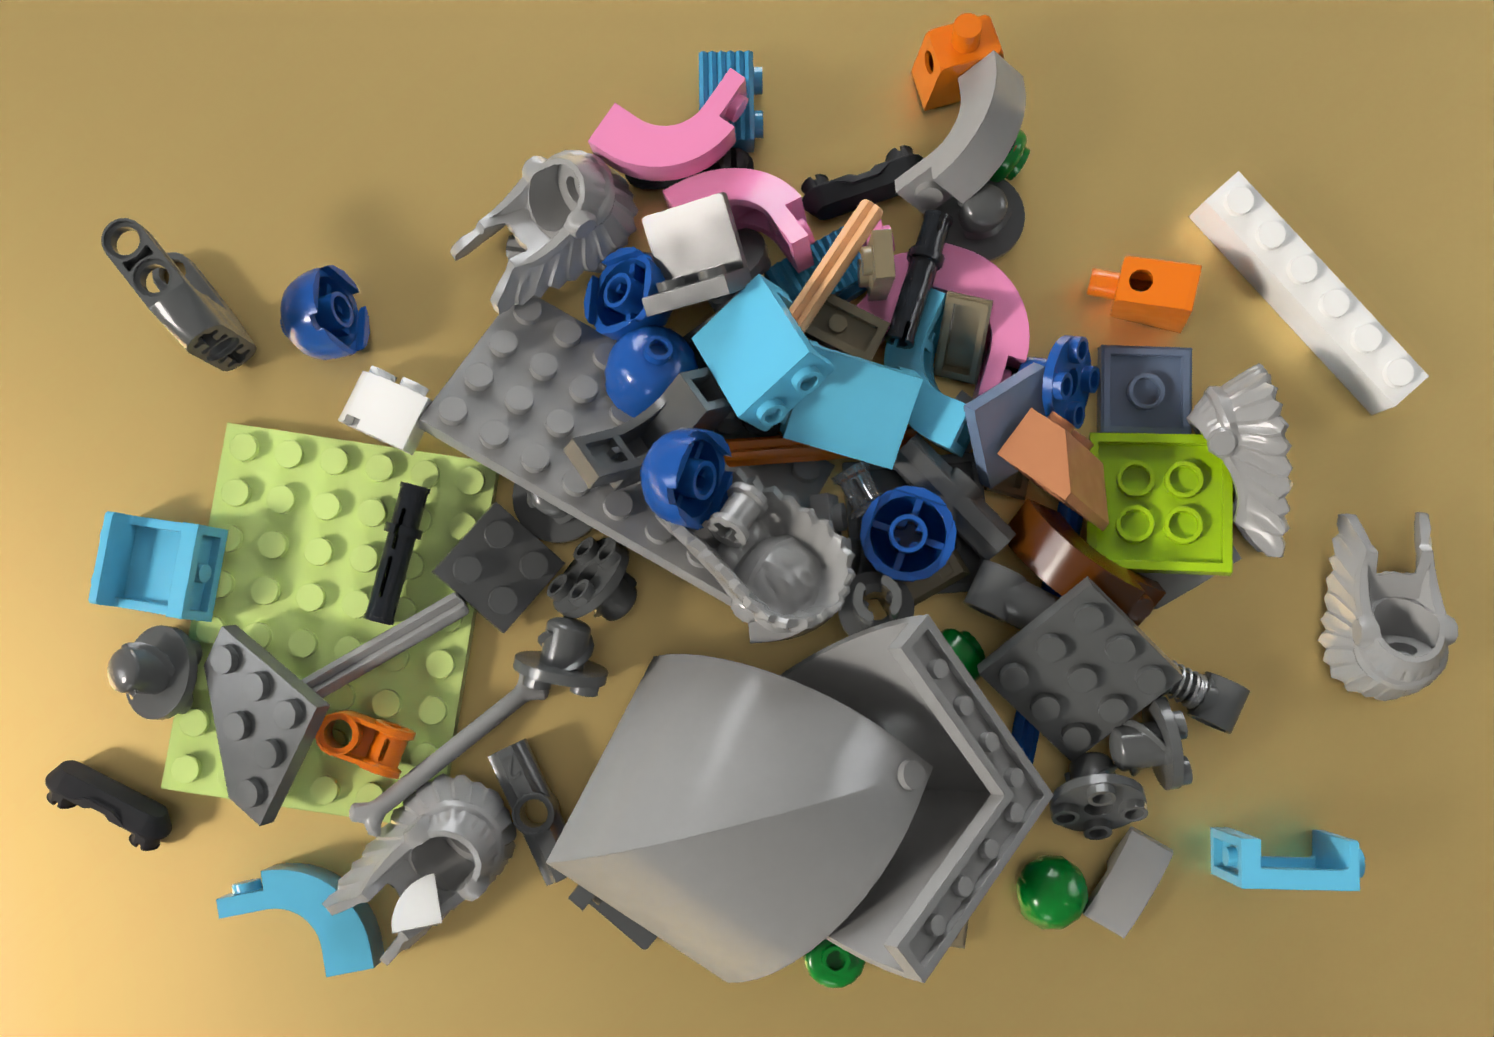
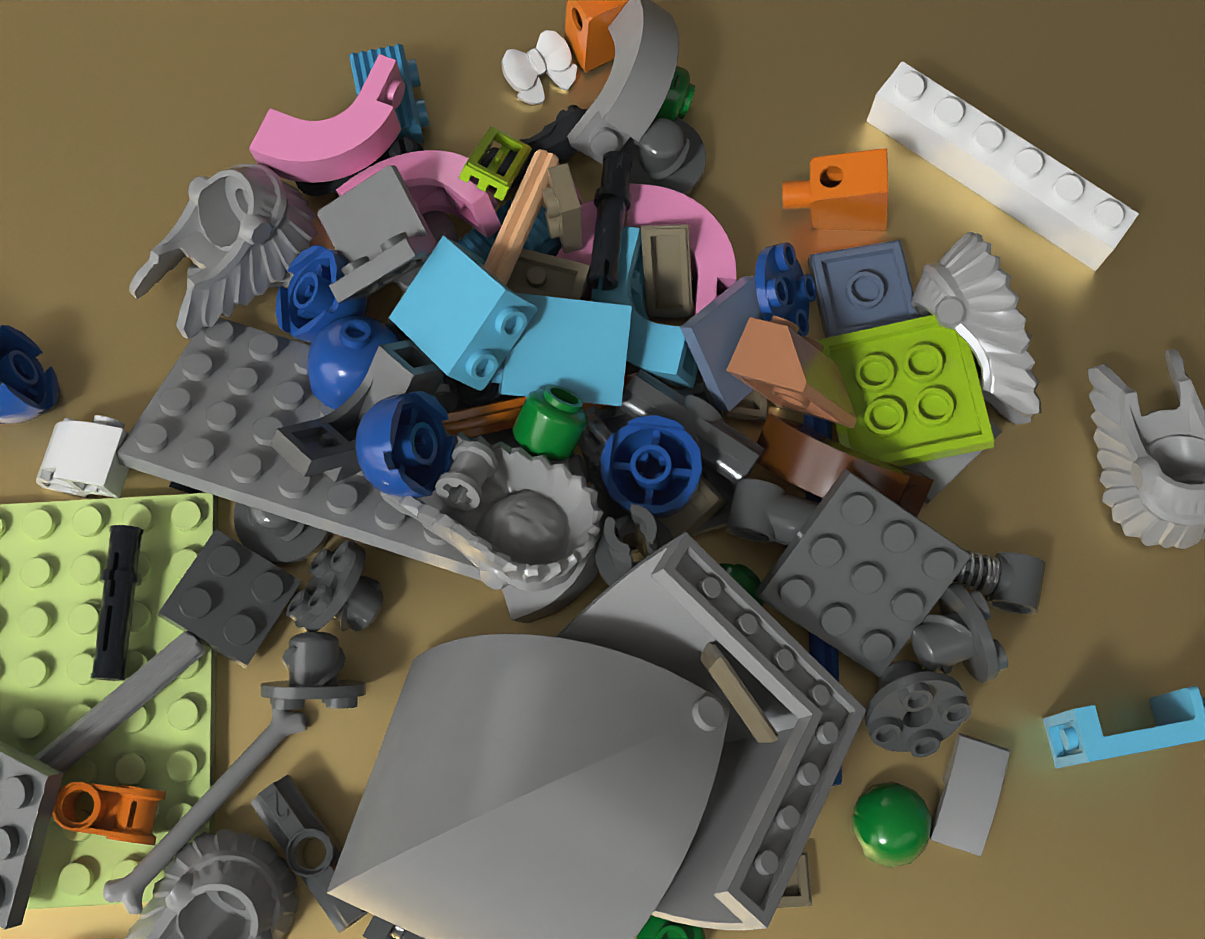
camera: 10 degrees left, 10 degrees down
(810, 216) = (489, 175): none -> lime tile
(823, 476) = (550, 423): none -> green head
(894, 87) = (548, 57): none -> white piece
(941, 759) = (738, 695): none -> dark tan tile

